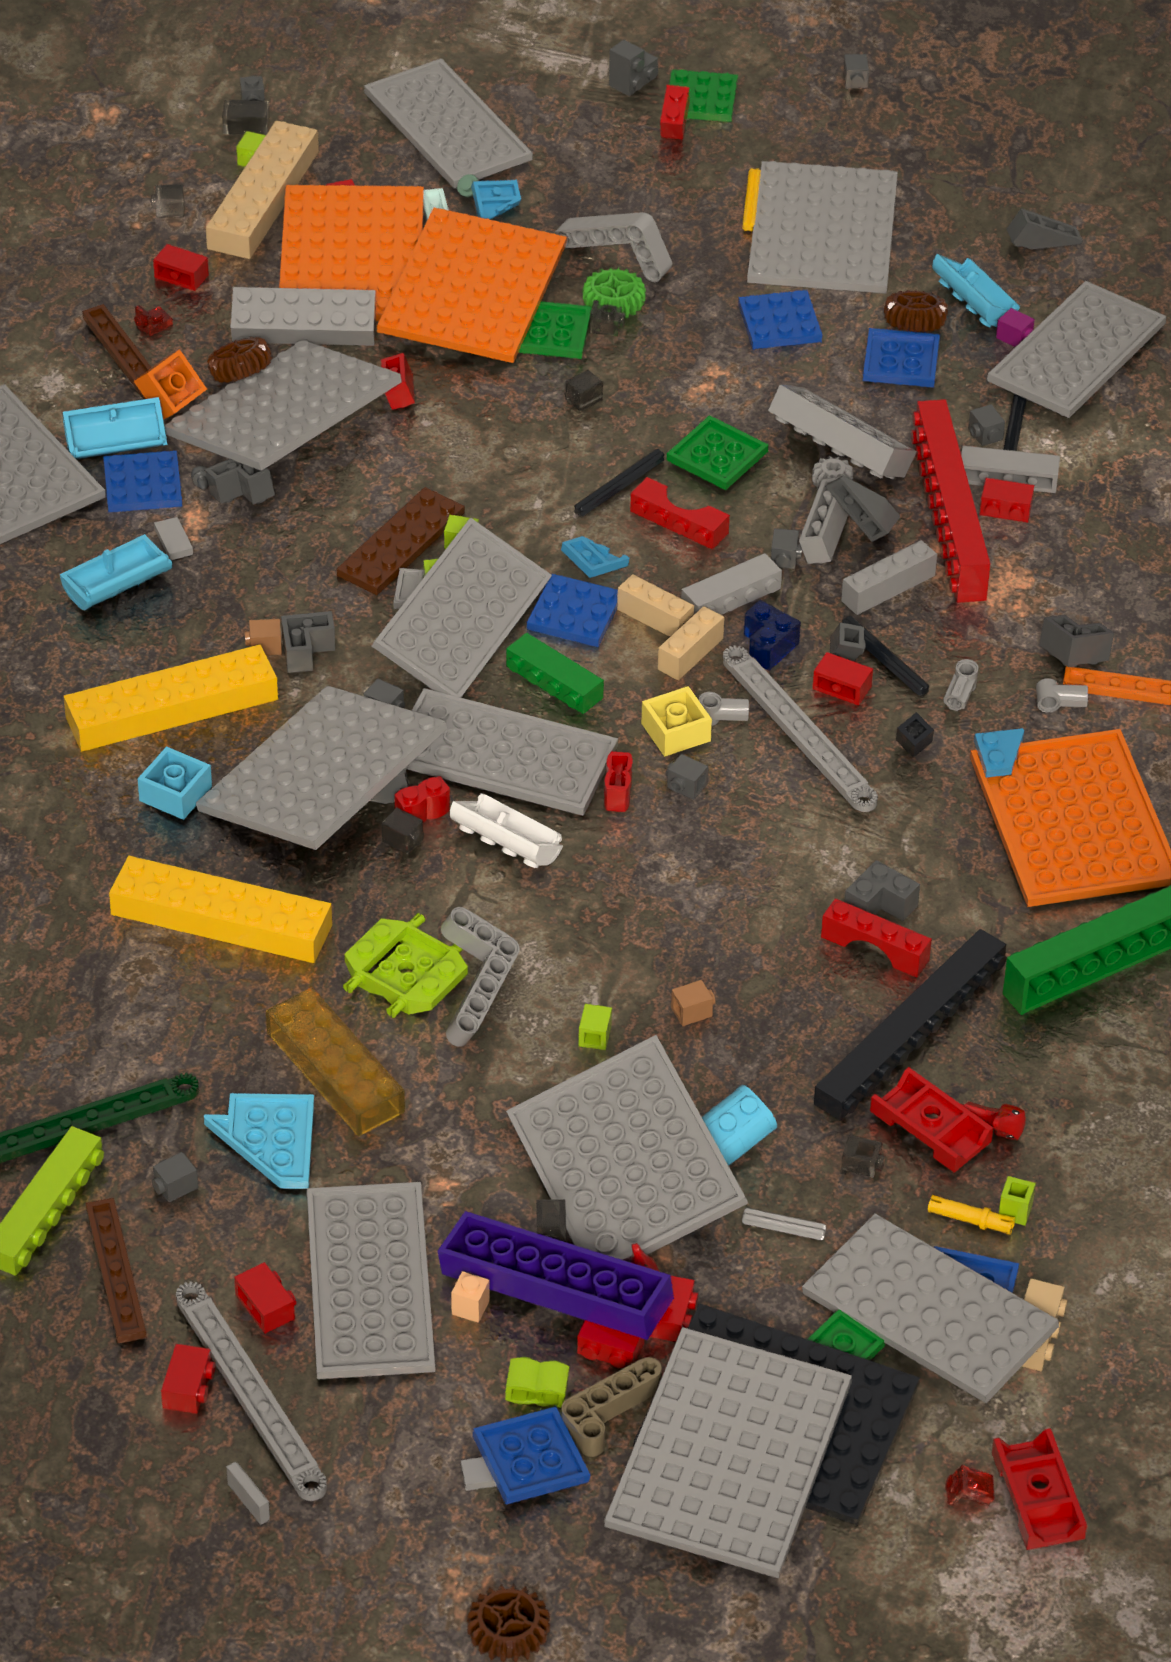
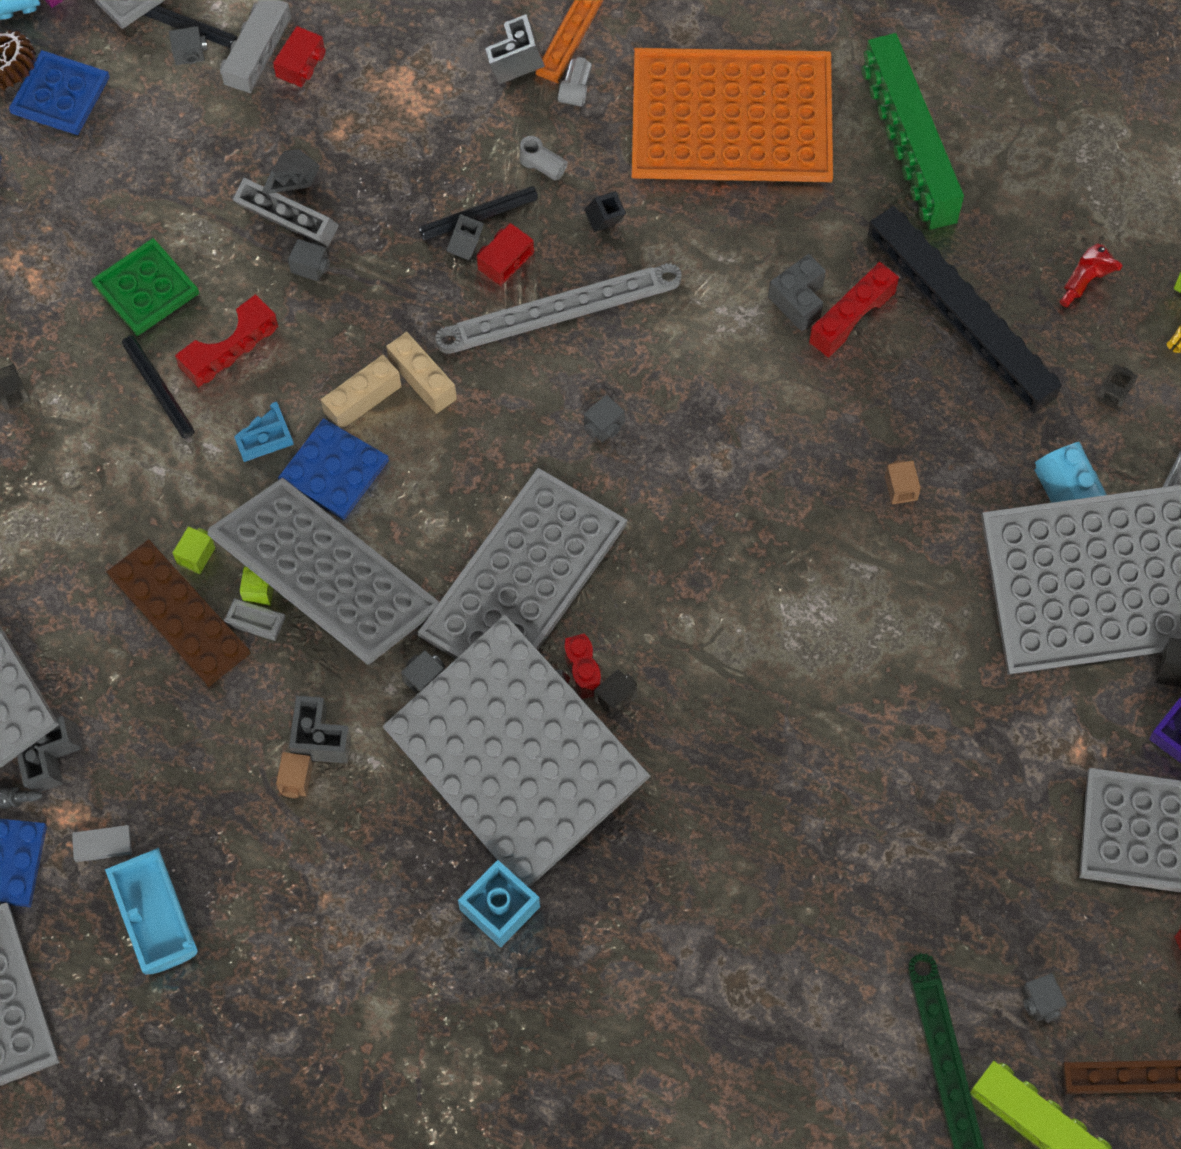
camera: 75 degrees left, 20 degrees up
(170, 697) = (363, 888): yellow brick -> none
(221, 909) = (687, 891): yellow brick -> none
(270, 1134) = (1000, 895): medium azure wing -> none
(335, 1061) = (919, 817): clear yellow brick -> none
(433, 965) = (794, 756): lime piece -> none
(498, 955) = (844, 656): light grey beam -> none
(509, 829) = (640, 594): white container -> none
(554, 673) = (427, 506): green brick -> none
(595, 1026) = (915, 572): lime brick -> none
(618, 781) = (603, 479): red brick -> none
(676, 721) = (532, 409): light yellow brick -> none
(723, 708) = (519, 366): light grey piece -> none
(735, 586) = (352, 318): light grey brick -> none
(770, 633) = (427, 296): clear blue brick -> none
(830, 469) = (215, 193): light grey gear -> none
(841, 431) = (167, 166): light grey brick -> none
(889, 577) = (379, 180): light grey brick -> none
(951, 501) = (294, 98): red brick -> none
(953, 1135) = (1062, 334): red piece -> none
(998, 751) = (644, 149): dark azure wing -> none

